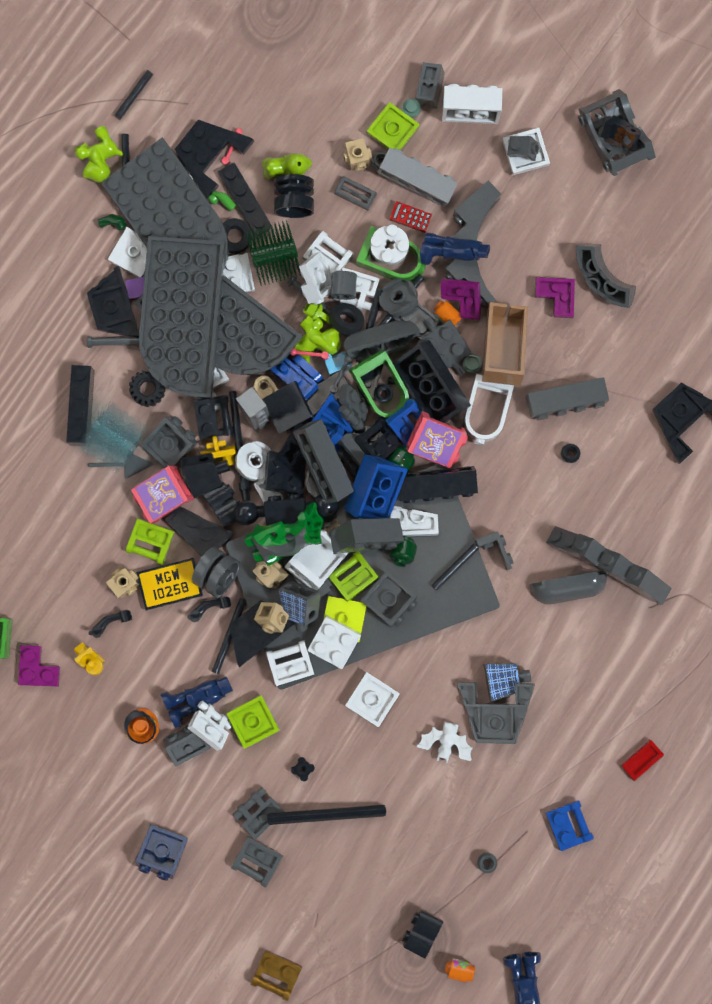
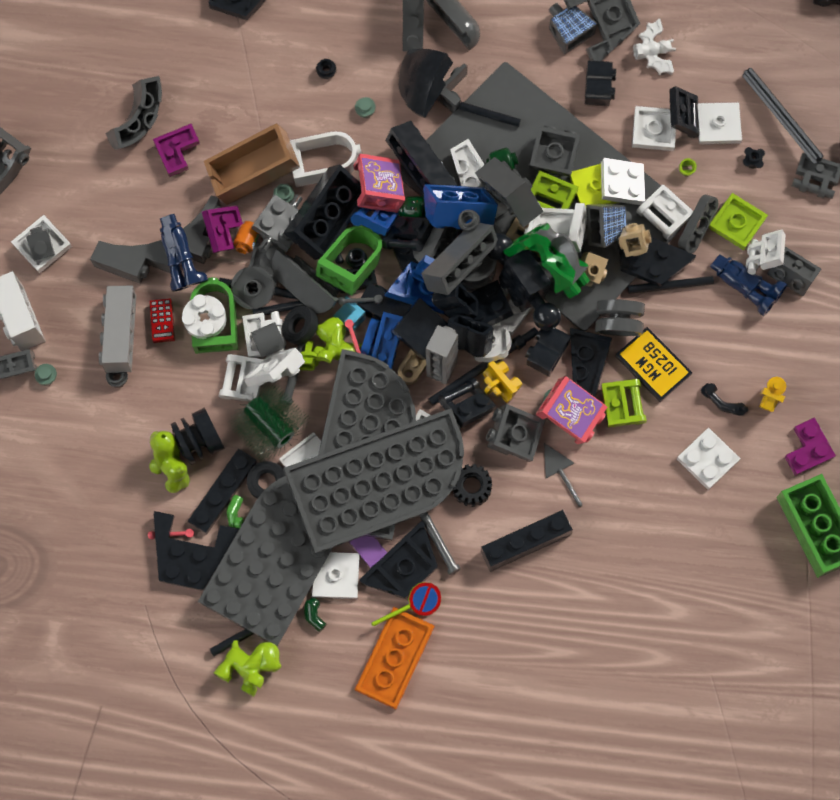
camera: 115 degrees left, 10 degrees down
(48, 265) = (394, 659): none -> orange tile
(71, 584) = (708, 458): none -> white plate
(79, 306) = (423, 600): none -> piece
(113, 437) = (541, 486): clear light blue piece -> none
(117, 579) = (679, 404): tan brick -> none
(133, 95) = (161, 666): black bar -> none
(141, 726) = (803, 320): orange piece -> none
(197, 613) = (665, 324): black piece -> none
(203, 472) = (528, 379): black torso -> none
(264, 440) = (472, 335): none -> black brick
(265, 685) = (704, 212): none -> dark grey beam
(318, 706) = (687, 163): none -> lime hinge
(350, 758) = (719, 123): none -> white plate
(351, 199) = (162, 403): dark grey tile -> none
(353, 407) = (386, 271): dark grey plate -> none
(354, 480) = (467, 215): none -> dark grey plate
(357, 154) = (122, 398): tan brick -> none
(372, 730) = (684, 111): none -> black plate
(392, 127) = (76, 380): lime plate -> none
(437, 675) = (599, 83): none -> black brick
(514, 524) = (422, 78): none -> black brick
(517, 467) = (365, 107): none -> sand green plate
(567, 398) = (275, 93): dark grey brick -> none

